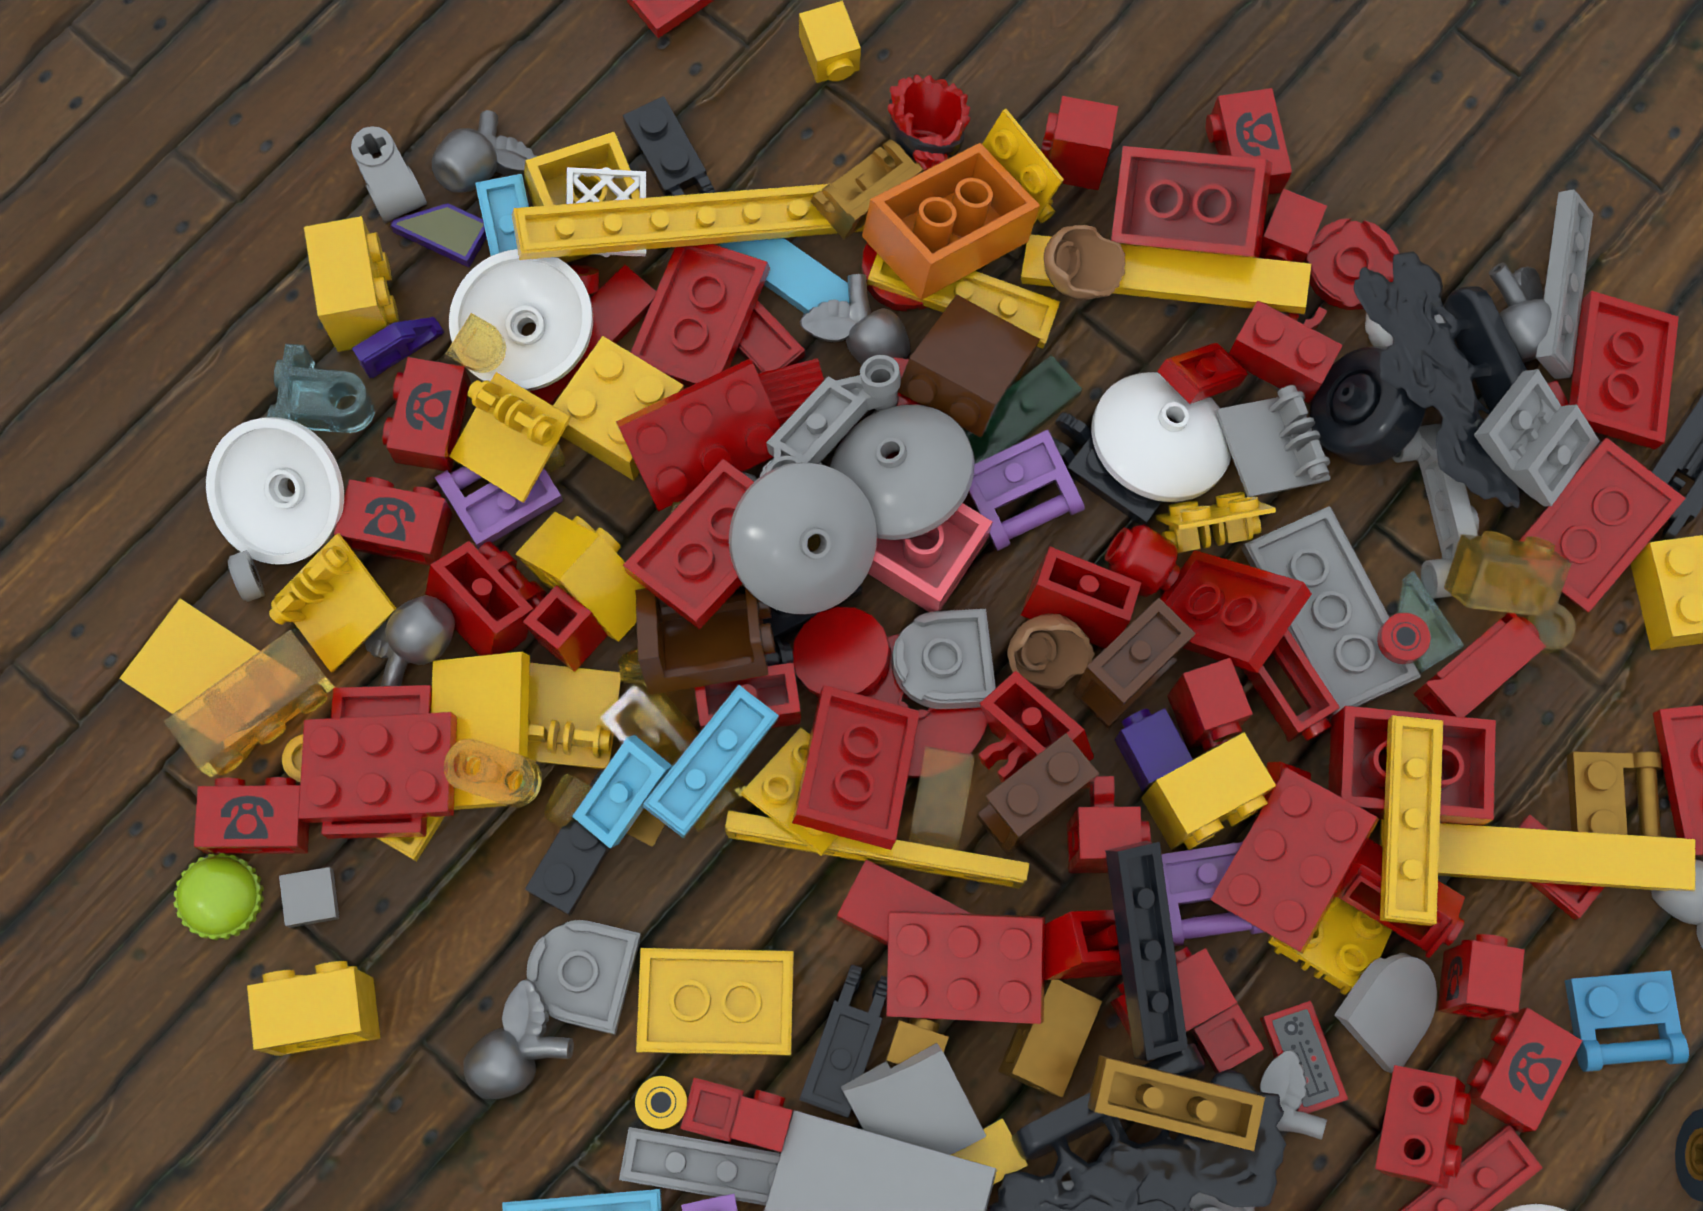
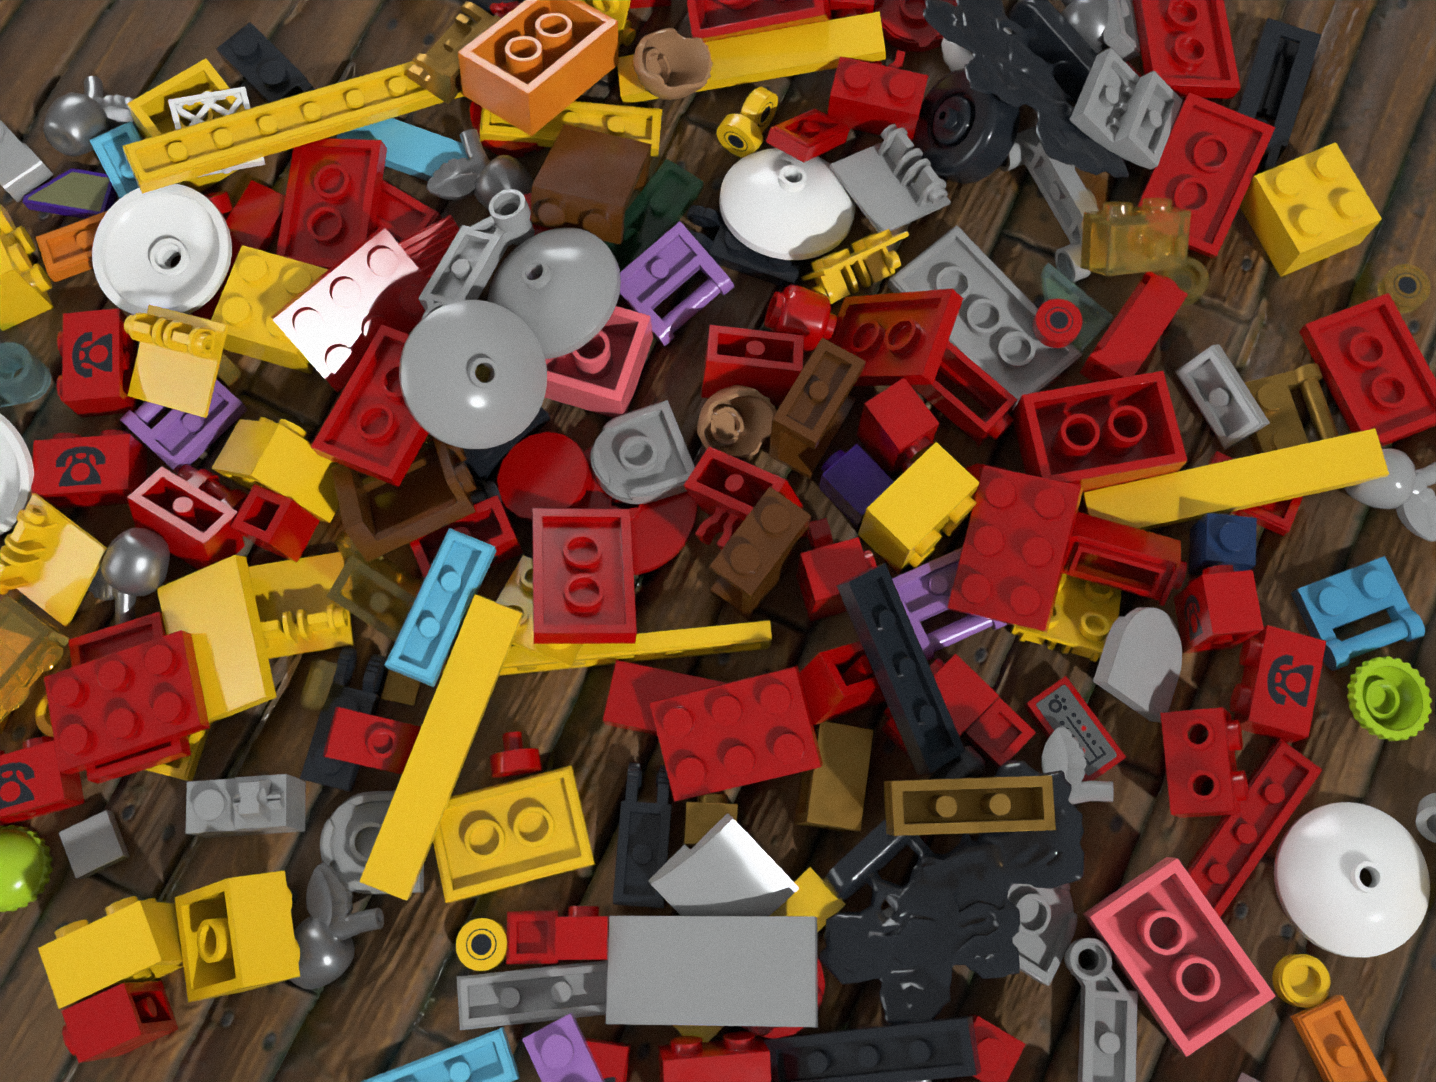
camera: 10 degrees left, 0 degrees up
(298, 1076) = (118, 1021): none -> red brick
(395, 344) = (45, 308): dark purple tile -> none
(431, 286) = (69, 248): none -> orange plate
(431, 1027) = (237, 935): none -> yellow brick
(467, 902) = (245, 806): none -> light grey hinge
(478, 346) = (125, 284): clear yellow tile -> none
(495, 775) = (237, 675): clear yellow plate -> none
(612, 876) = (370, 740): none -> red plate
(621, 791) = (360, 664): medium azure plate -> none
(674, 898) = (441, 747): none -> yellow tile
(740, 928) = (515, 758): none -> red tile
(941, 798) = (672, 583): clear yellow plate -> none
(1132, 351) = (739, 135): none -> yellow tile
(1158, 330) = (760, 107): none -> yellow tile
(1411, 821) = (1113, 482): yellow tile -> none
(1507, 912) = (1222, 541): none -> dark blue brick
(1551, 760) = (1222, 397): none -> light grey plate
(1631, 1116) = (1389, 698): none -> lime hat

